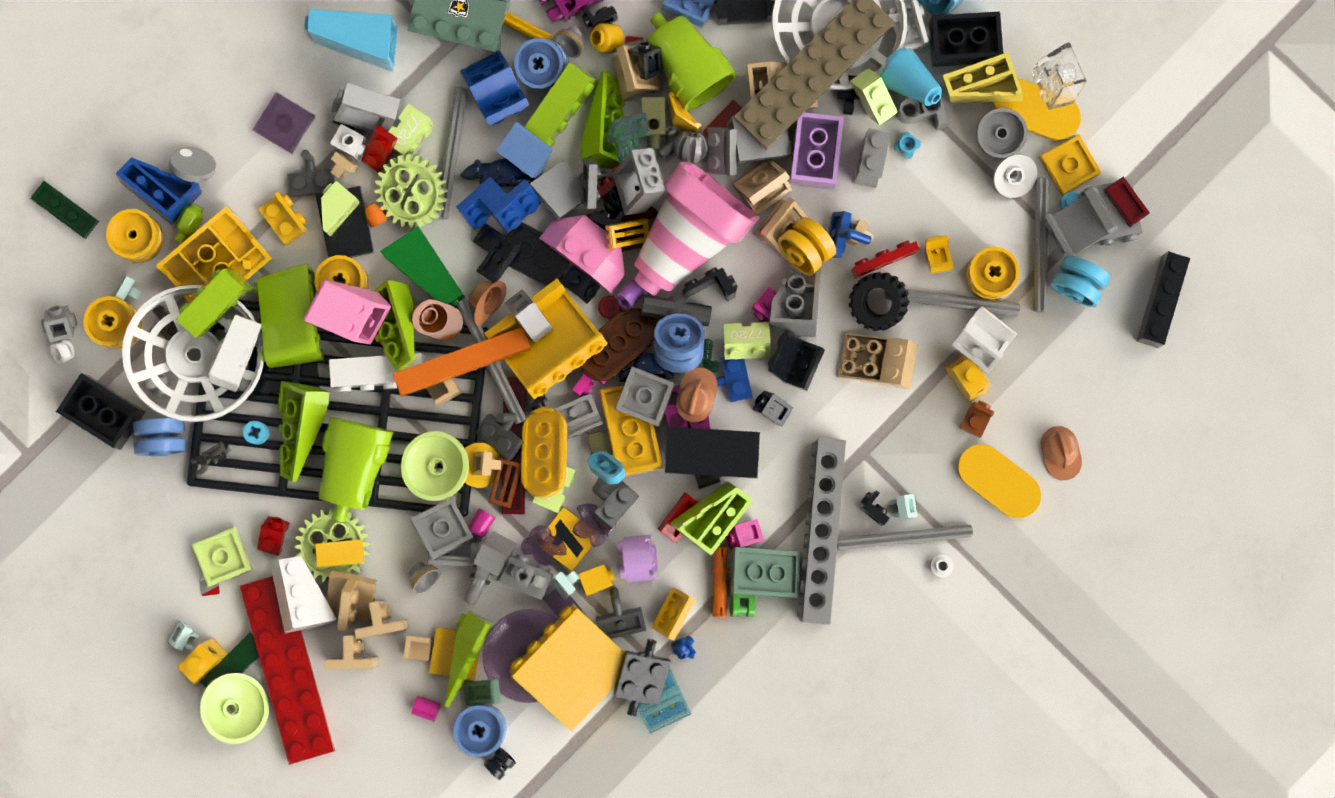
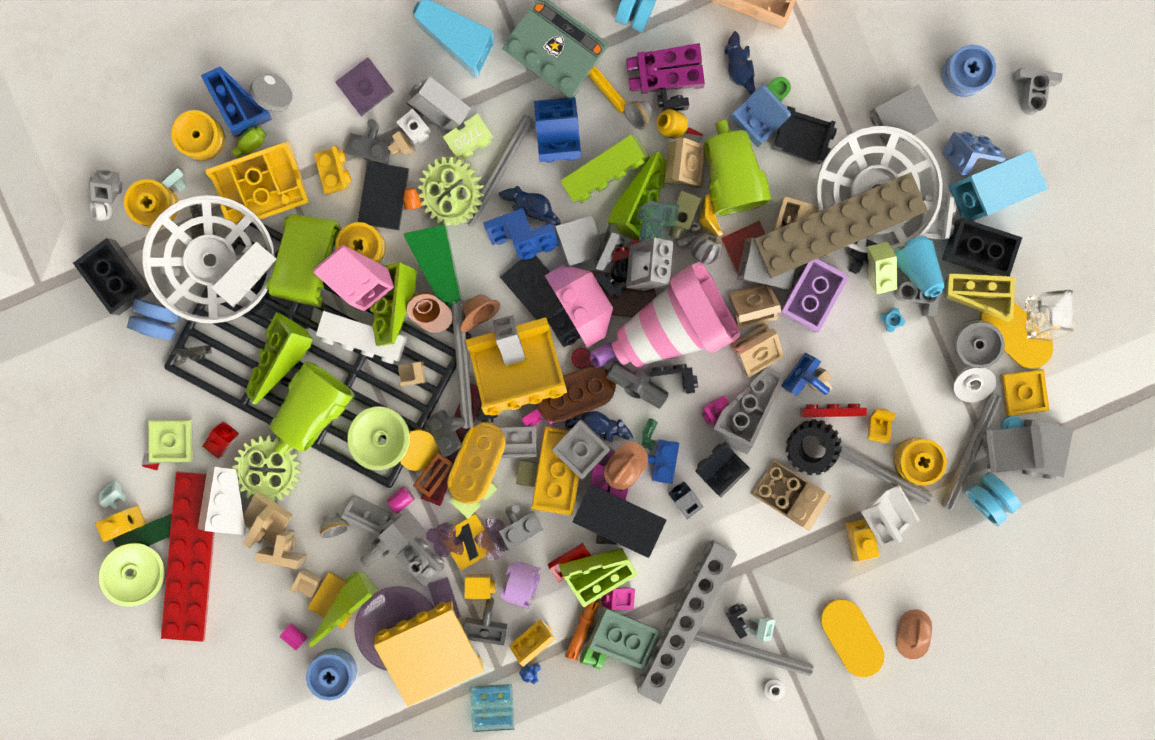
camera: 20 degrees right, 5 degrees up
(64, 209) = (148, 87): dark green tile -> none
(212, 302) = (241, 222): lime wedge -> none
(260, 433) = (241, 350): medium azure wheel -> none
(336, 206) = (380, 179): yellowish green slope -> none
(339, 553) = (269, 480): yellow tile -> none
(351, 656) = (246, 572): tan bracket -> none
(379, 149) = (437, 143): red plate -> none
(442, 529) = (364, 493): light grey plate -> none
(461, 361) = (436, 358): orange tile -> none
(482, 692) = (345, 643): sand green plate -> none
(484, 464) = (422, 452): tan tile -> none
(498, 768) = (337, 707): black wheel -> none
(500, 252) = (507, 273): black tile -> none
(525, 151) = (562, 196): medium blue slope -> none
(528, 59) = (595, 117): medium blue wheel -> none
(564, 584) = (449, 580): light aqua tile -> none
(606, 467) = (526, 502): medium azure plate -> none
(612, 235) = (622, 295): yellow tile -> none
(641, 677) = (484, 685): plate -> none
(649, 59) = (701, 158): black bracket -> none
(679, 343) = (628, 415): medium blue wheel -> none
(722, 150) = (731, 263): light grey plate -> none
(747, 341) = (687, 436): yellowish green brick -> none
(807, 246) = (772, 376): yellow wheel -> none
(872, 157) = (859, 321): light grey panel -> none
(977, 418) = (855, 577): dark orange bracket -> none
(1126, 201) = (1061, 446): dark red tile -> none
(1163, 299) = (1056, 540): black brick -> none

